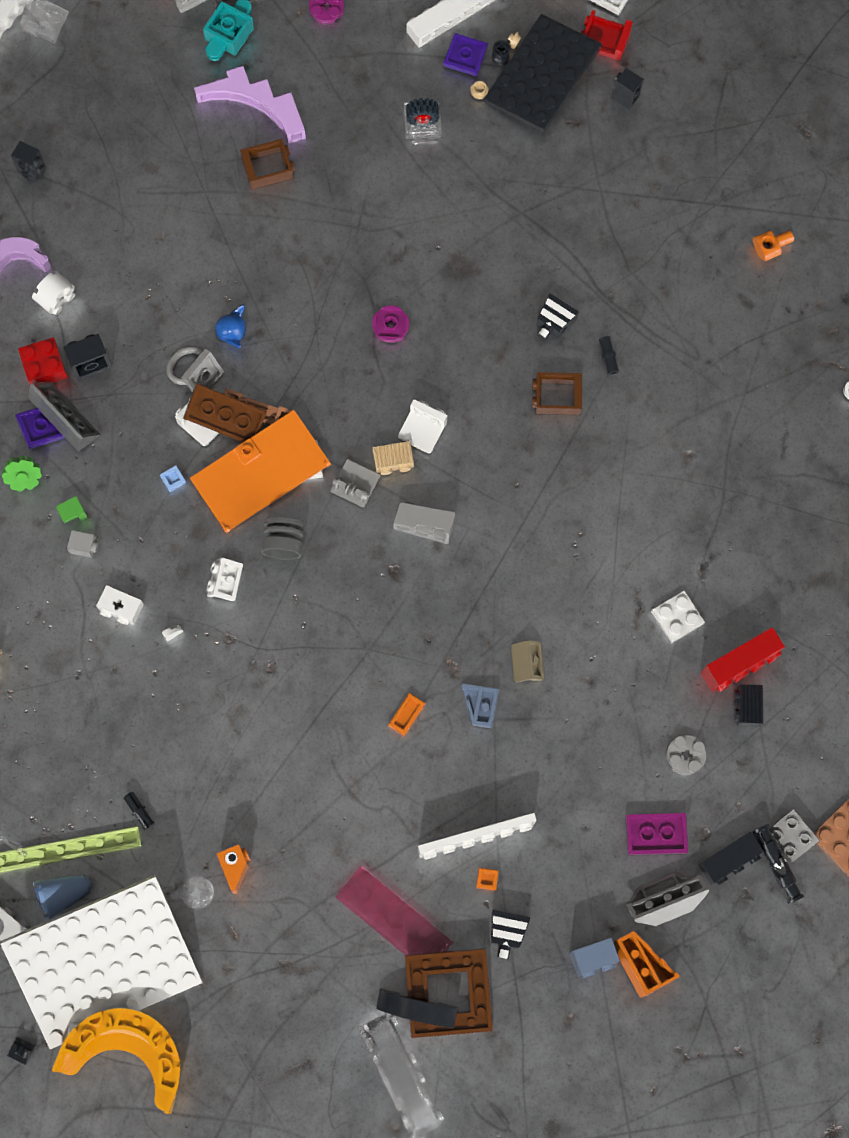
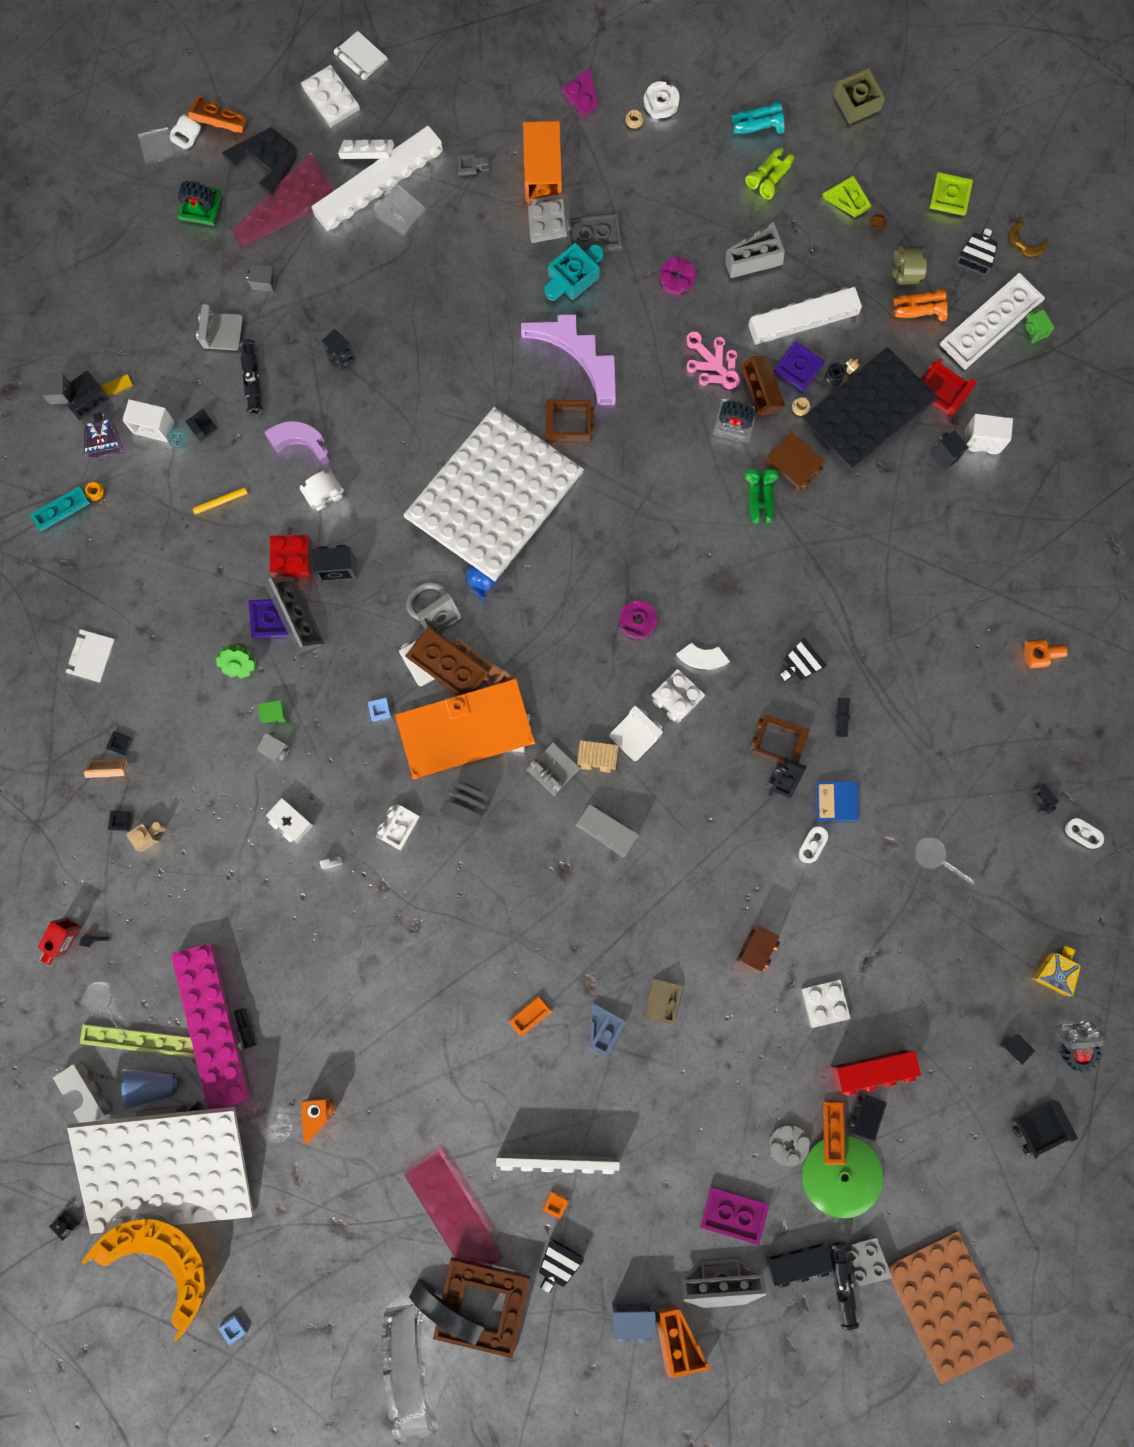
camera: 20 degrees right, 5 degrees up
(104, 814) = (210, 1026): none -> dark pink brick
(217, 1094) = (233, 1329): none -> light blue tile
(218, 249) = (493, 493): none -> white plate
(385, 74) = (713, 363): none -> bright pink plant
(438, 80) = (763, 385): none -> reddish brown brick
(450, 382) = (677, 696): none -> white plate
(463, 341) = (702, 658): none -> white tile
(470, 160) = (755, 504): none -> green piece
(490, 139) = (795, 461): none -> reddish brown panel
(576, 423) = (787, 777): none -> black bracket
(599, 583) = (758, 949): none -> copper brick
(619, 478) = (813, 845): none -> white plate
(629, 431) = (837, 801): none -> blue slope
(658, 63) = (988, 433): none -> white brick
(723, 729) = (834, 1133): none -> orange tile
(730, 454) = (931, 854): none -> clear piece
(734, 782) = (839, 1197): none -> bright green dish
(817, 370) = (1045, 796): none -> black bracket

